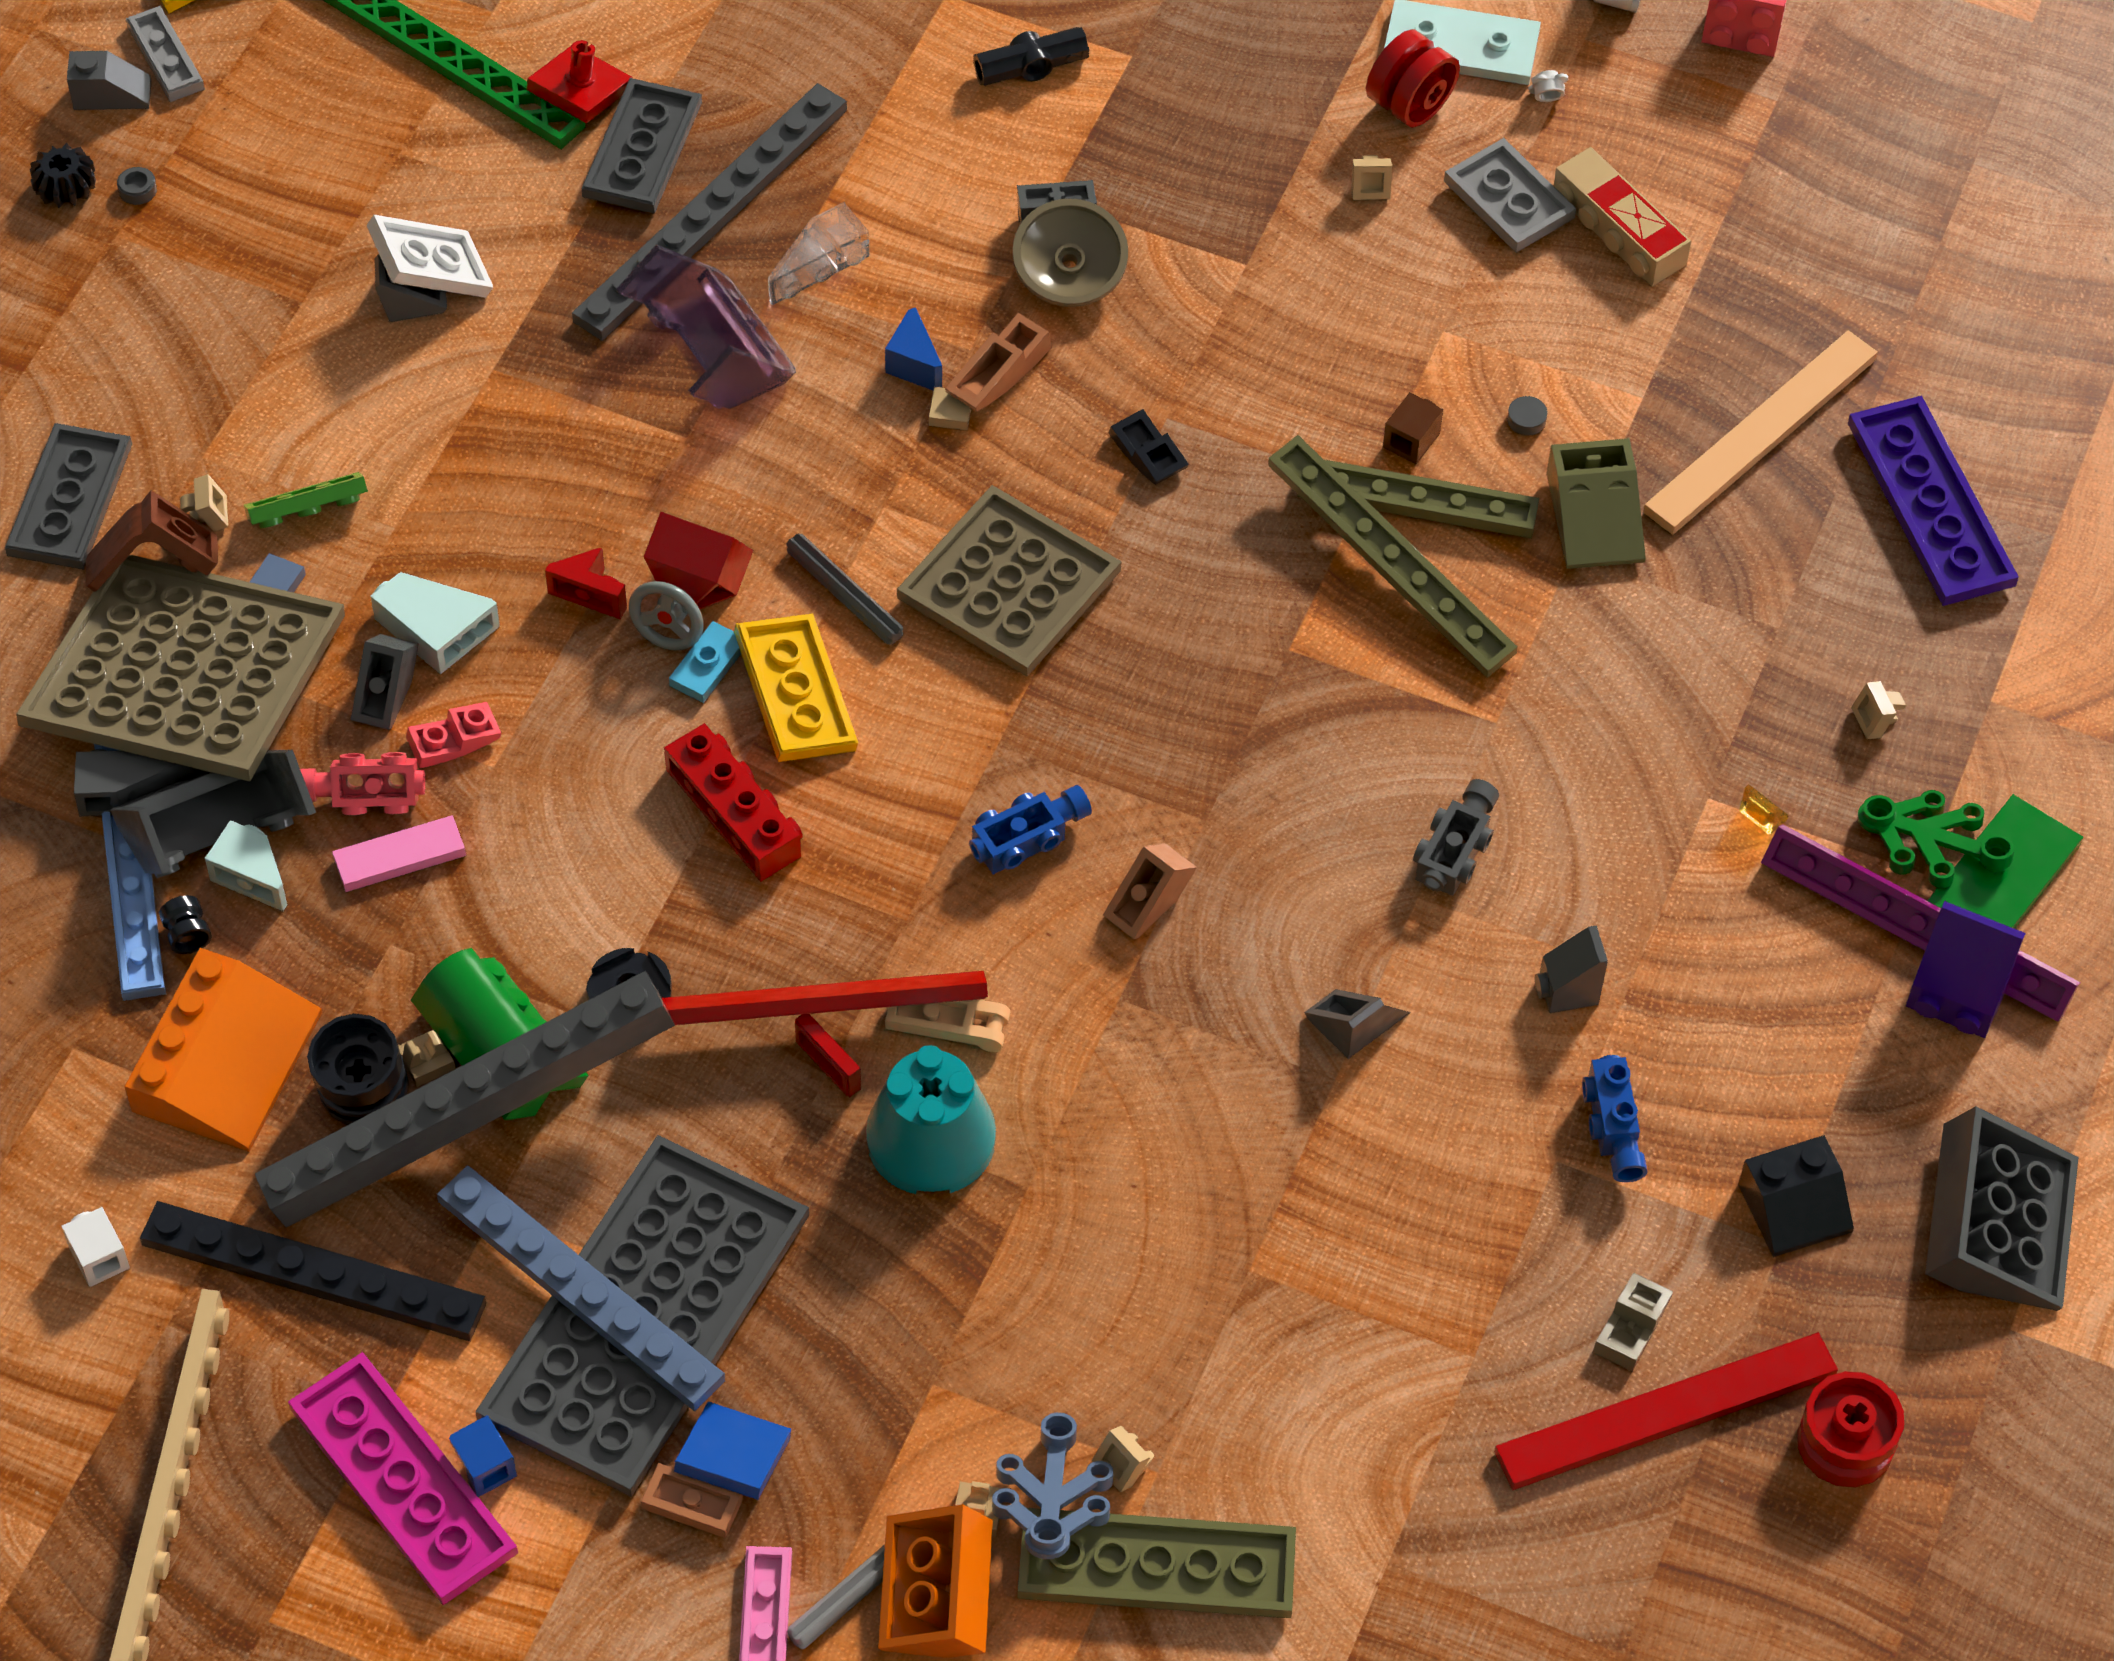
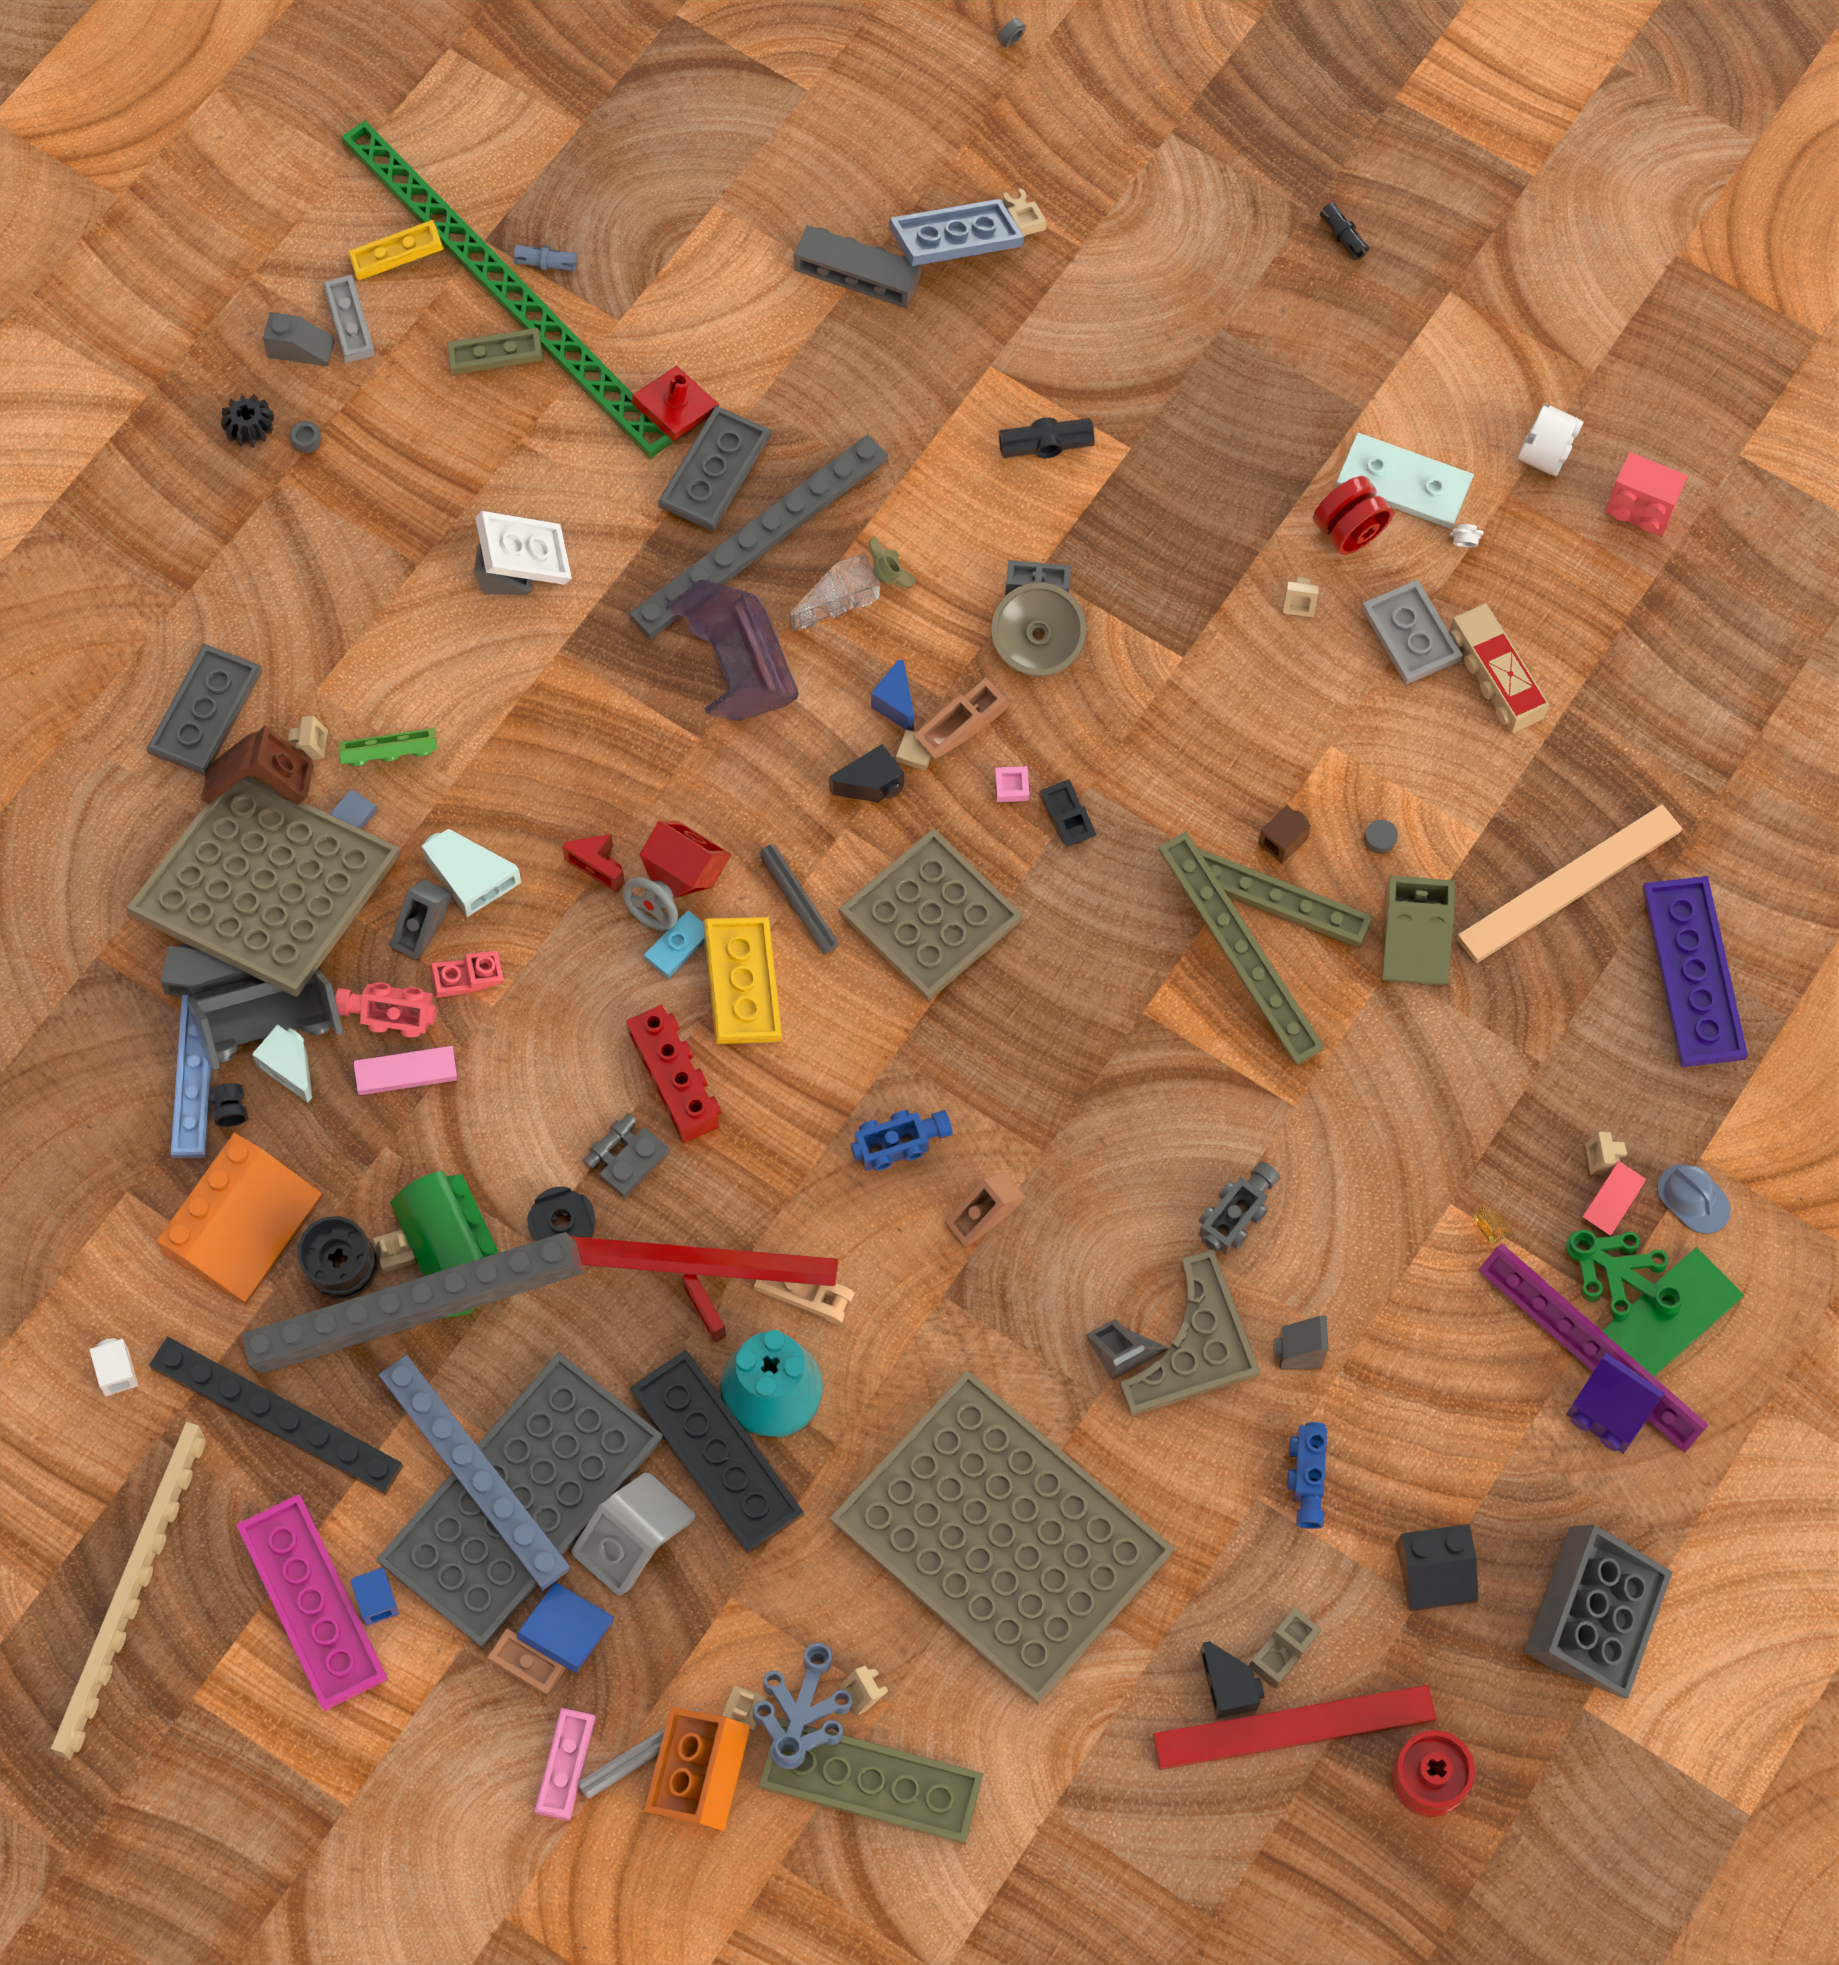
camera: 10 degrees right, 10 degrees up
(351, 59) = (495, 351): none -> olive plate
(704, 911) = (633, 1162): none -> dark grey plate
(788, 1326) = (630, 1530): none -> light grey piece
(875, 214) = (887, 566): none -> olive plate
(880, 1217) = (716, 1452): none -> black plate
(901, 443) = (869, 777): none -> black slope
(1075, 425) = (1012, 784): none -> bright pink plate
(1255, 1254) = (1002, 1536): none -> dark tan plate
(1456, 1003) = (1207, 1351): none -> dark tan plate
(1575, 1370) = (1230, 1682): none -> black slope
(1902, 757) = (1614, 1198): none -> coral slope
(1995, 743) = (1694, 1198): none -> sand blue piece

